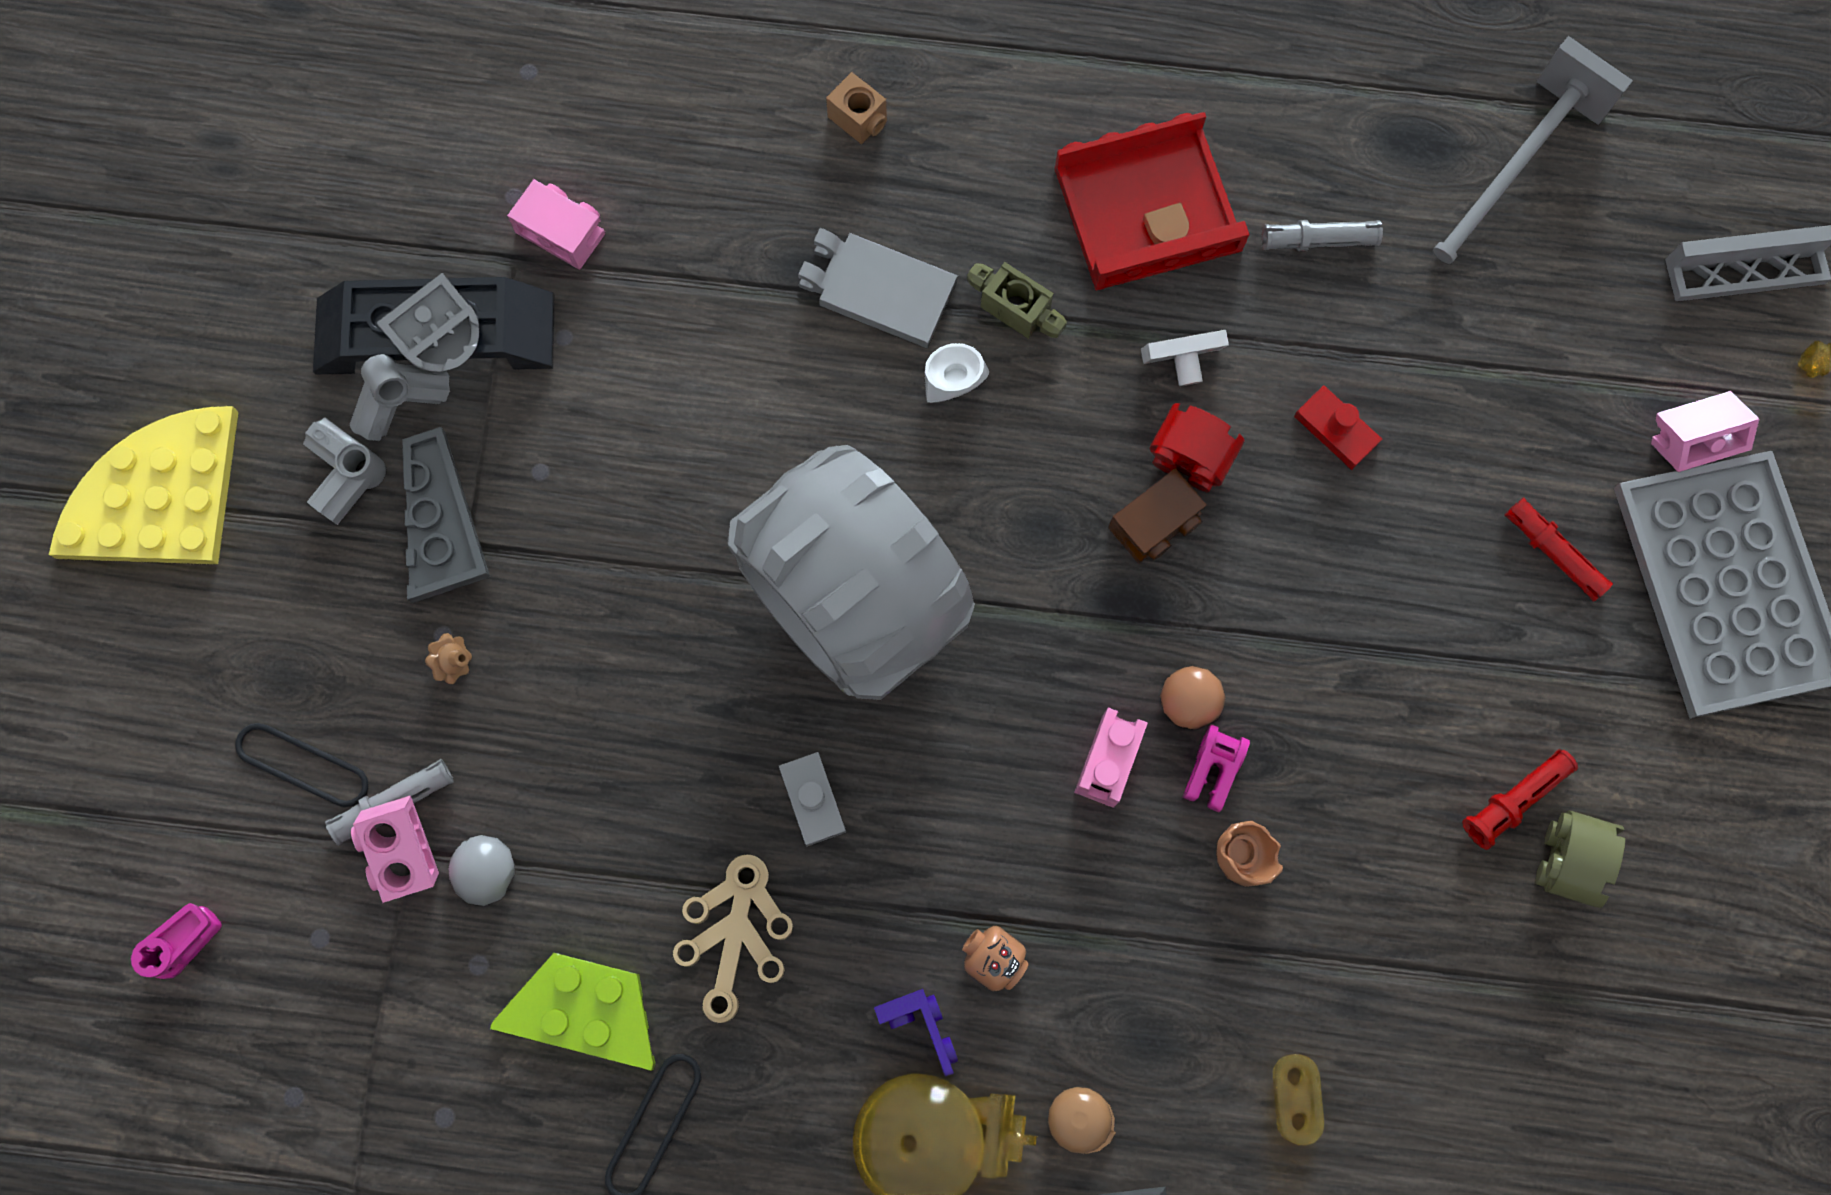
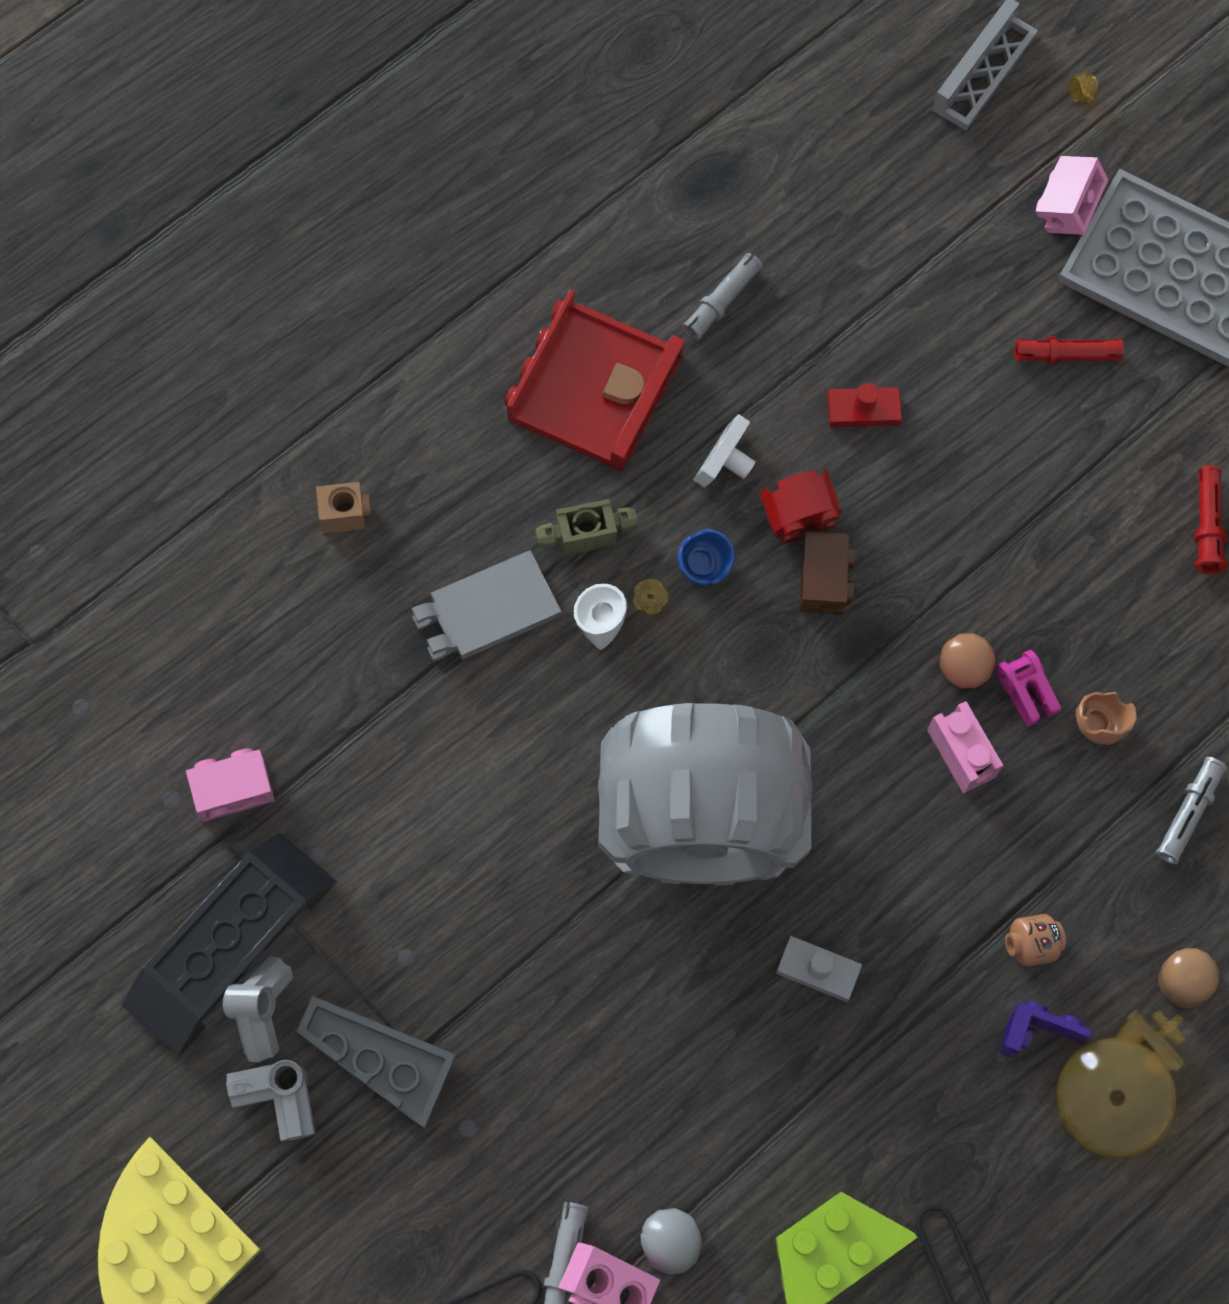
camera: 50 degrees left, 5 degrees down
(433, 327) = (247, 930): light grey slope -> none
(448, 658) = (495, 1134): medium nougat plant -> none
(735, 930) = (867, 1097): tan plant -> none
(1007, 389) = (653, 587): none -> clear yellow plate
(1078, 412) = (706, 557): none -> blue hair
(1286, 989) = (1198, 798): none -> light grey pin
(1581, 83) = (774, 49): light grey tile -> none

